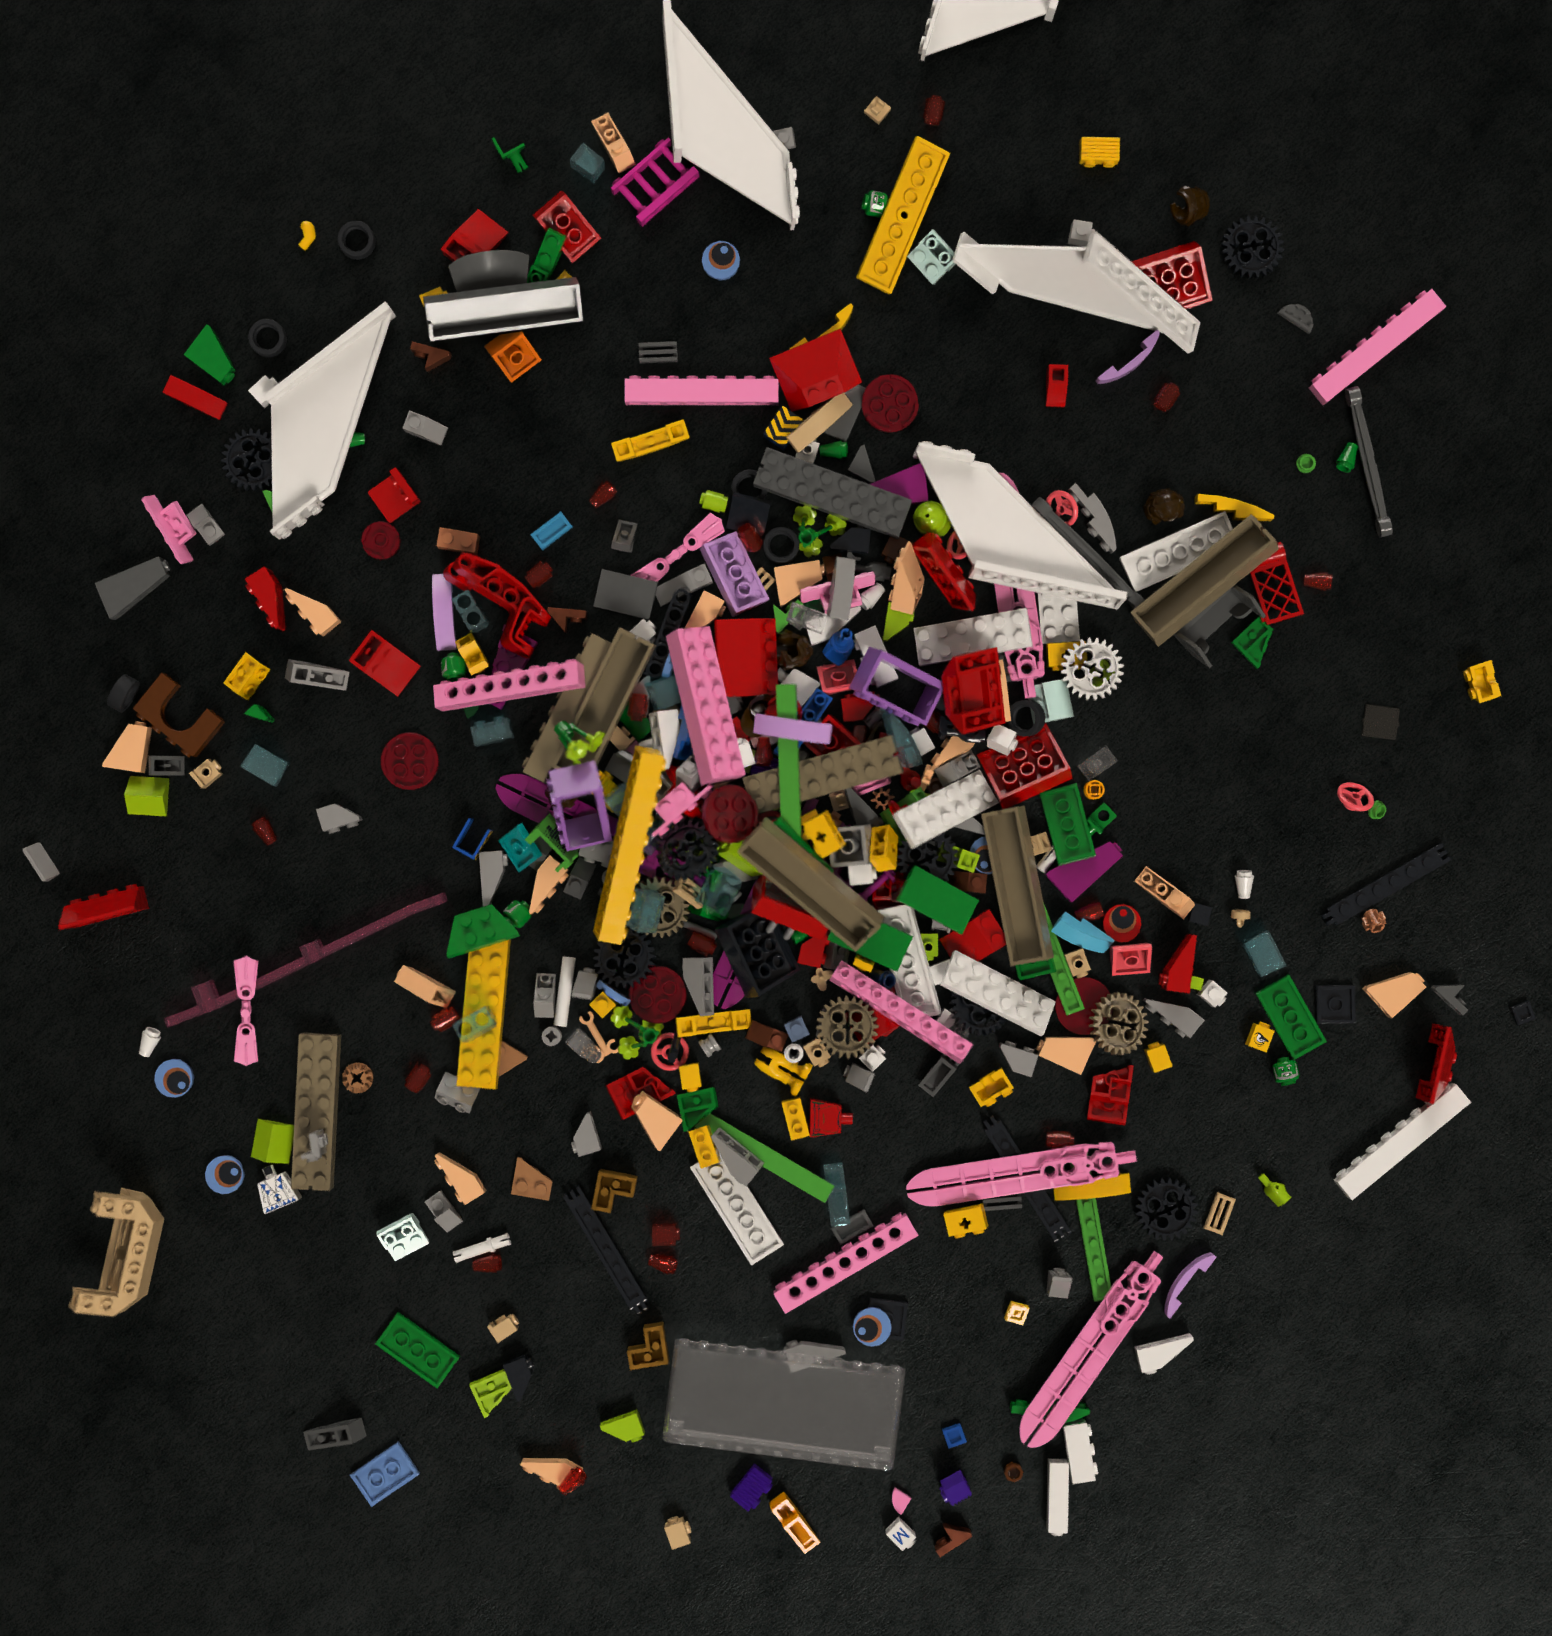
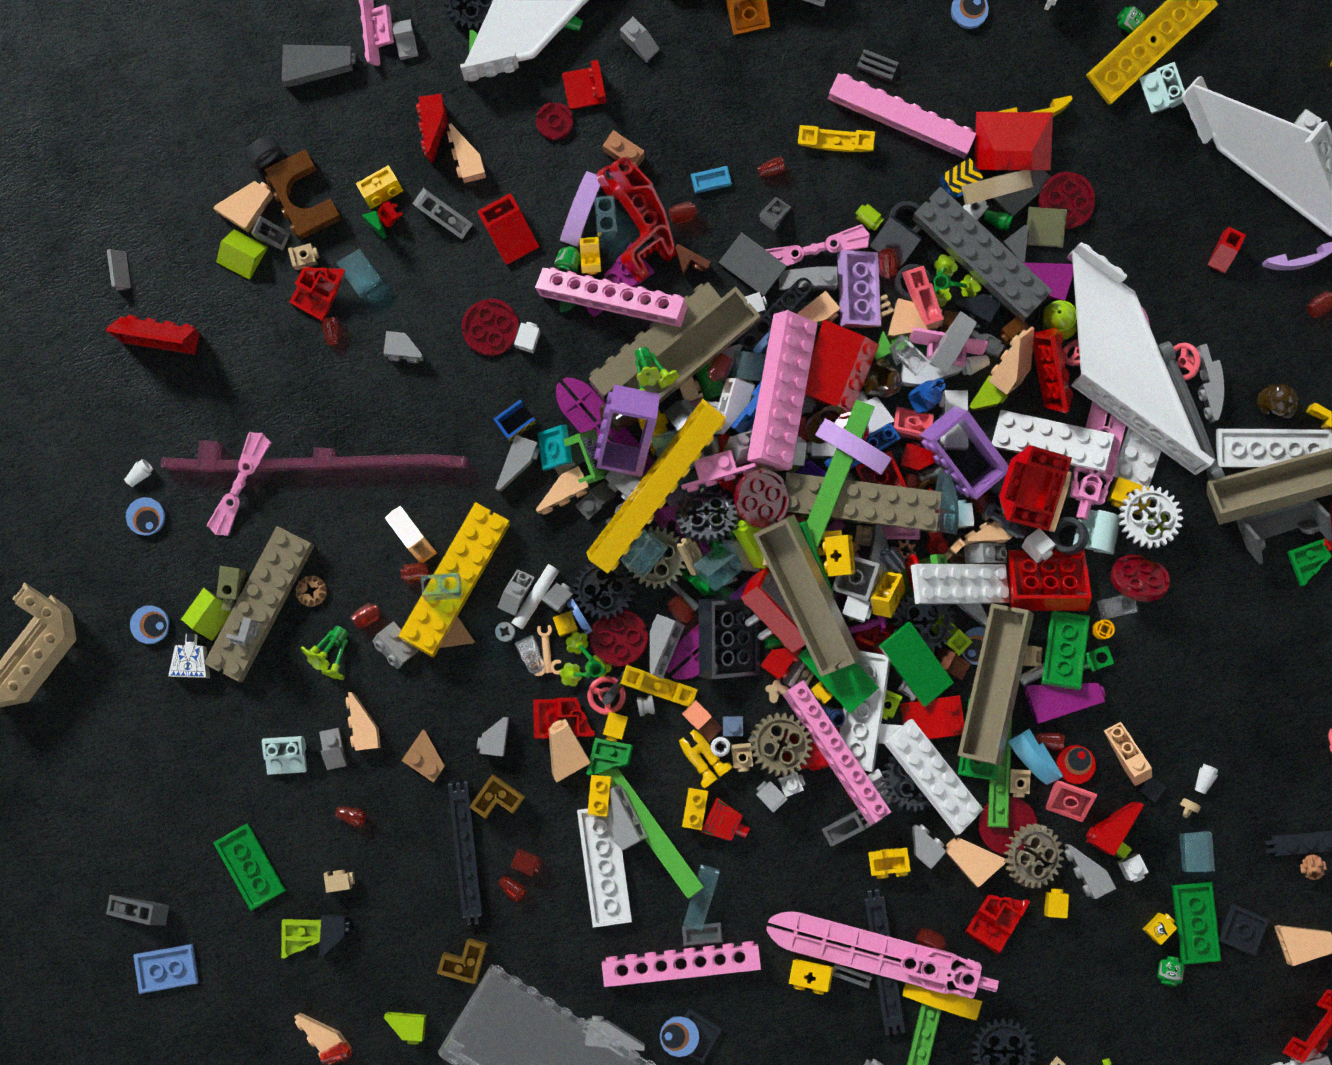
camera: 25 degrees right, 5 degrees down
(234, 799) = (317, 290): none -> red slope
(266, 698) = (388, 214): none -> red tile
(279, 1100) = (230, 578): none -> olive torso
(400, 1109) = (318, 661): none -> plant
(448, 755) = (527, 337): none -> white brick
(478, 930) = (483, 504): green wing -> none
(482, 1247) = (352, 798): white pin -> none
(491, 732) = (576, 333): clear light blue brick -> none
(517, 913) = (524, 507): green head -> none
(763, 752) = (815, 459): clear red cone -> none
(795, 555) = (923, 295): none -> coral slope
(874, 814) = (892, 559): none -> black brick
(881, 437) = (1046, 226): none -> olive piece
(1107, 728) = (1140, 578): none -> dark red tile

